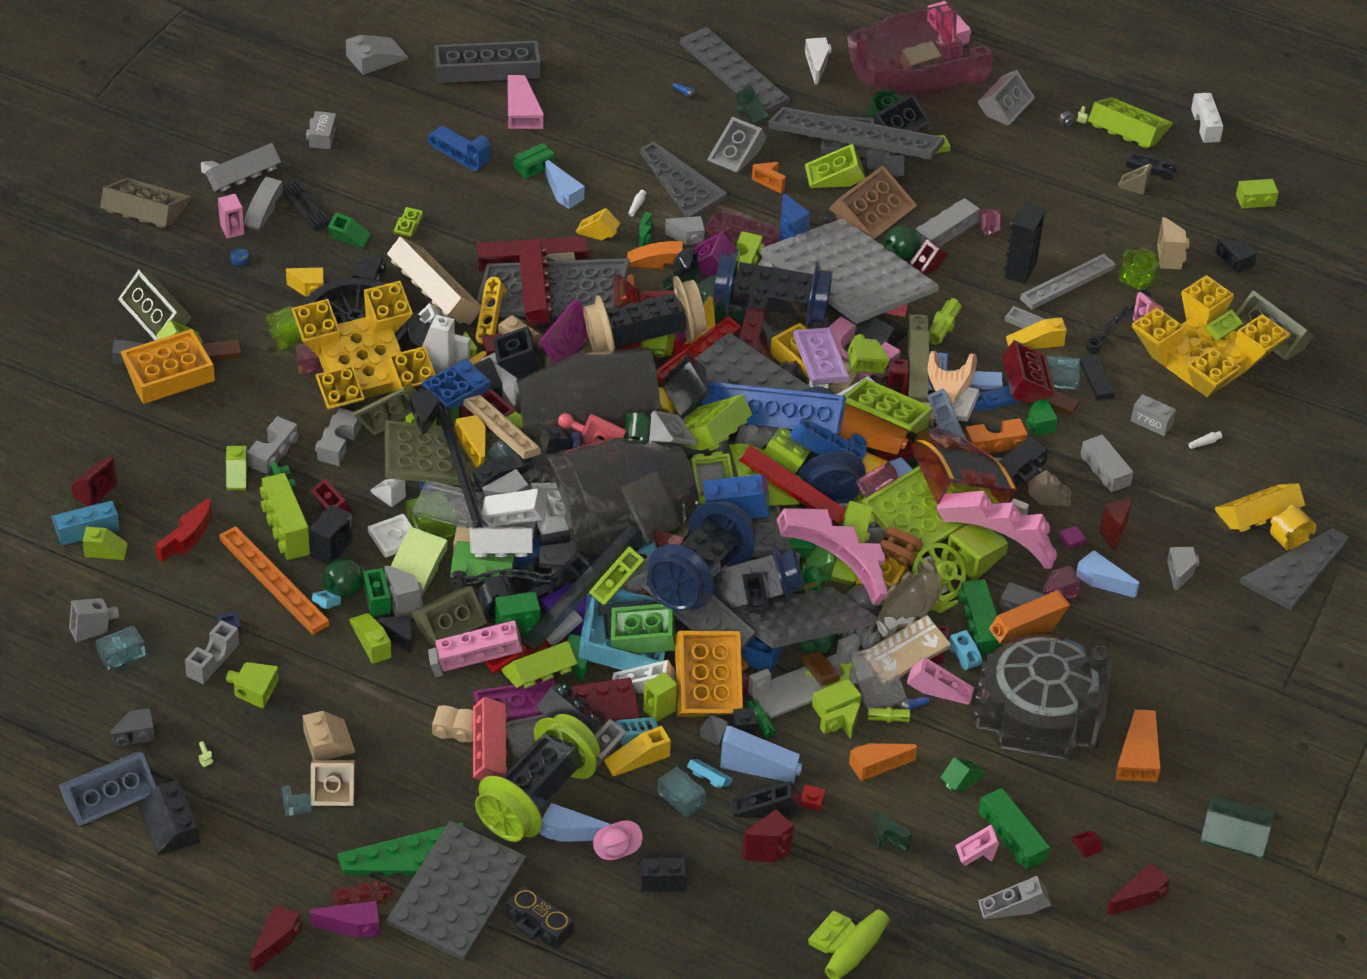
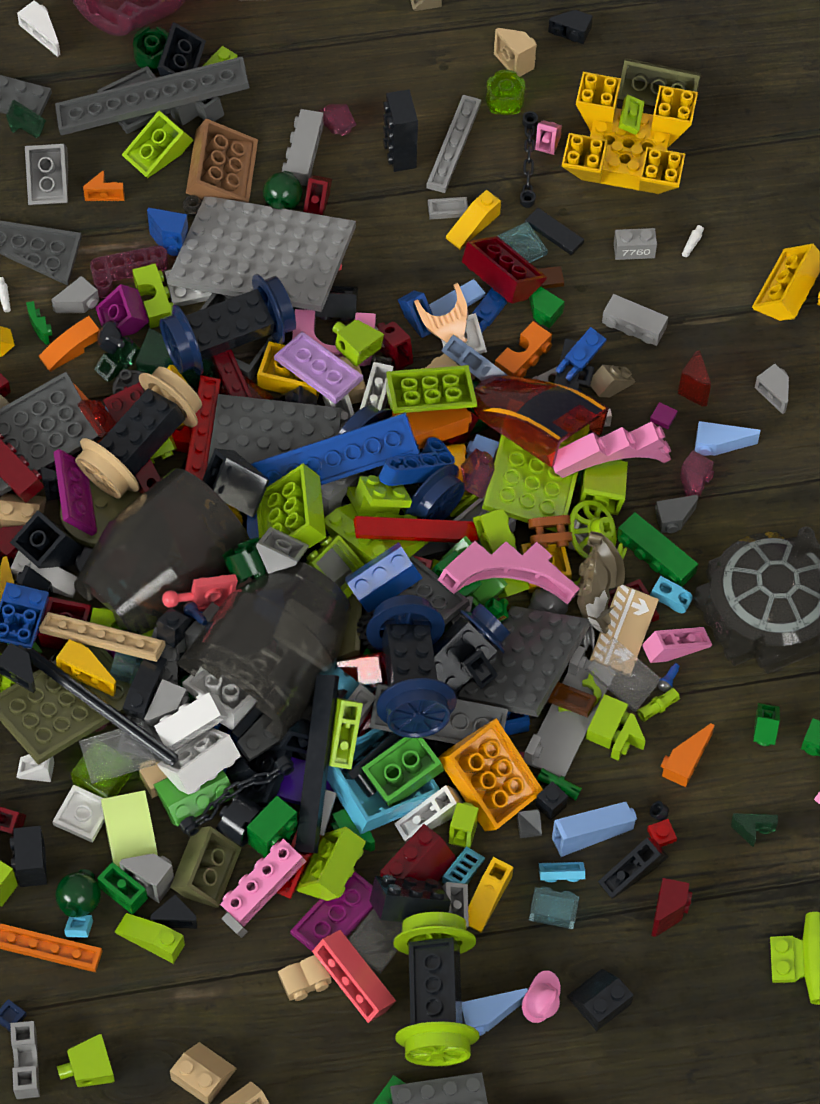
camera: 35 degrees left, 15 degrees up
(823, 781) = (659, 807): none -> black hinge
(918, 357) = (395, 308): olive brick -> none
(944, 321) = (383, 255): lime piece -> none
(1030, 618) = (706, 529): orange slope -> none
(1033, 451) = (582, 352): none -> blue hinge

